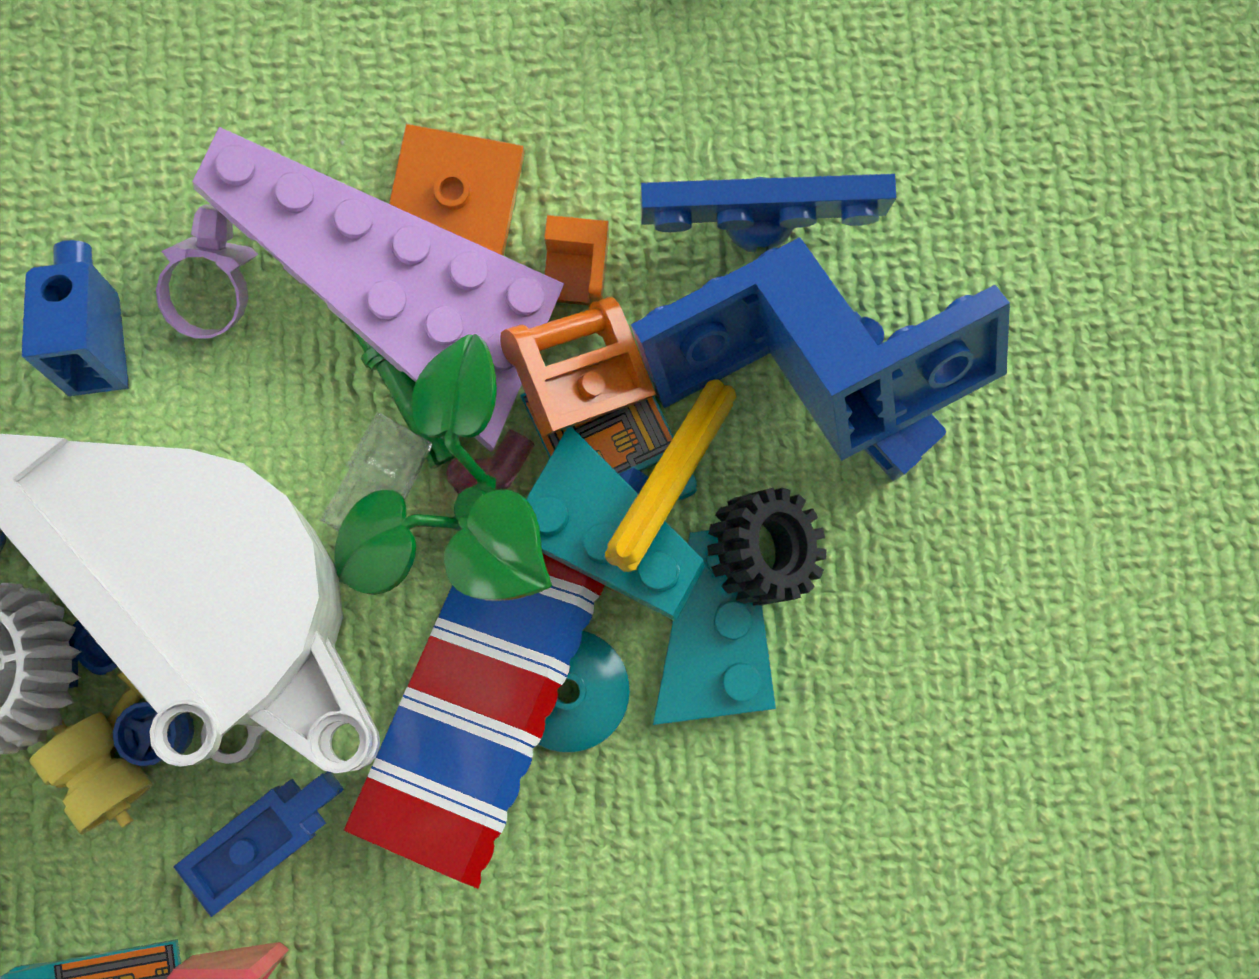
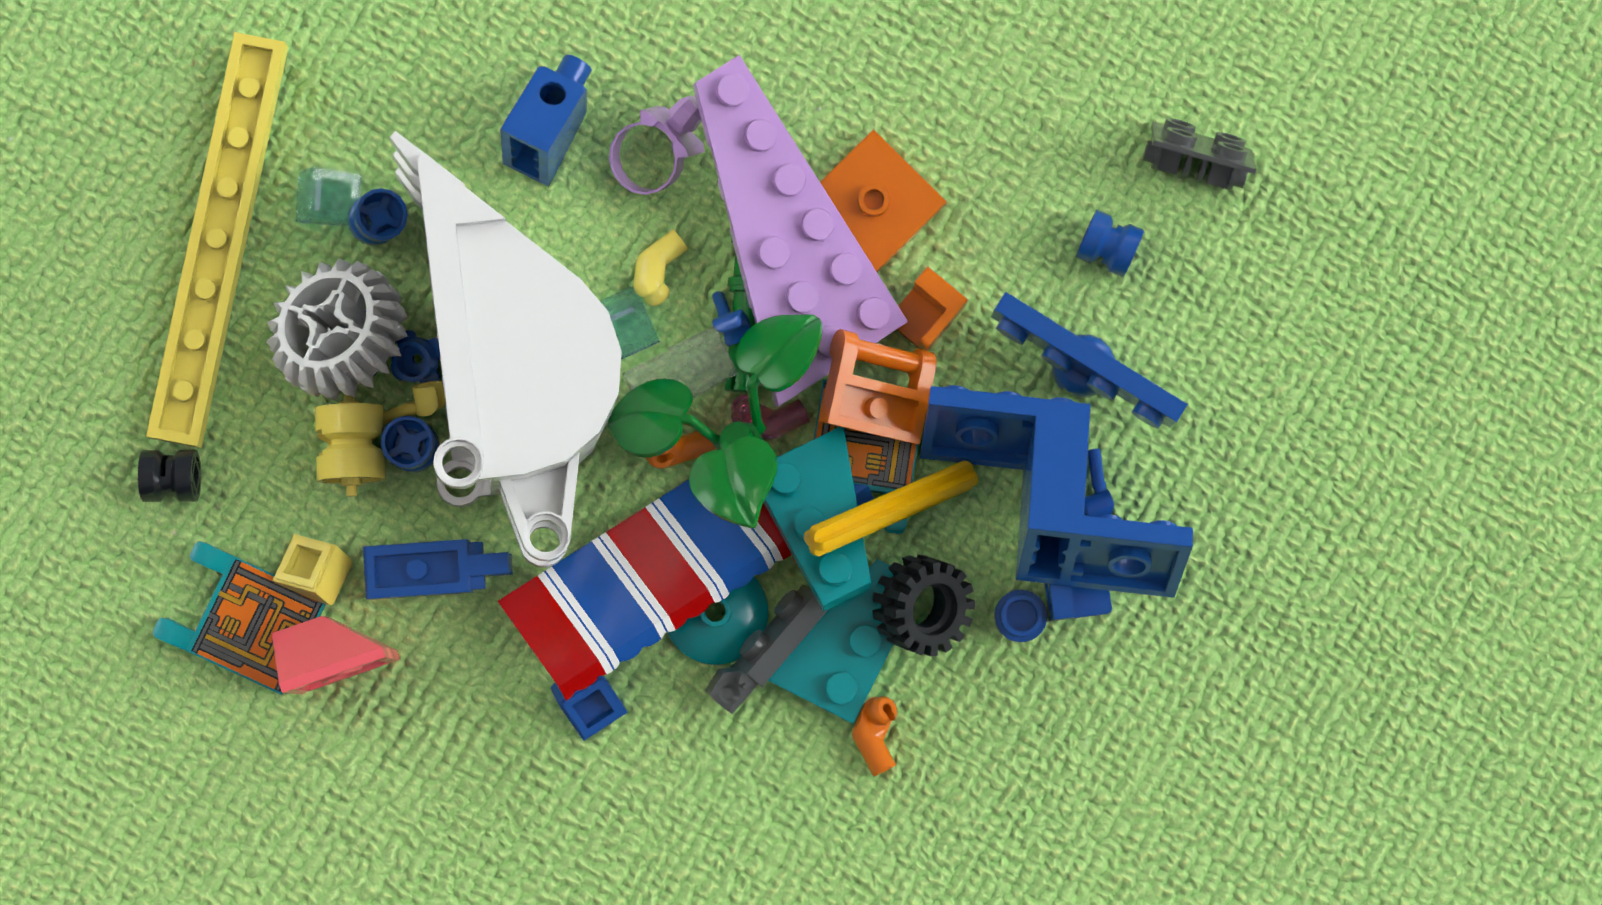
camera: 35 degrees right, 0 degrees up
(140, 921) = (313, 569): none -> light yellow slope
(279, 397) = (651, 268): none -> light yellow arm
(293, 469) = (630, 322): none -> clear light blue slope
(392, 399) = (731, 324): none -> blue hand
(428, 557) = (687, 448): none -> orange arm
(512, 867) = (592, 707): none -> blue slope
(643, 695) = (766, 649): none -> dark grey hinge
(710, 81) = (1113, 245): none -> blue wheel
(797, 704) = (871, 730): none -> orange arm
(864, 494) = (1020, 616): none -> blue plate

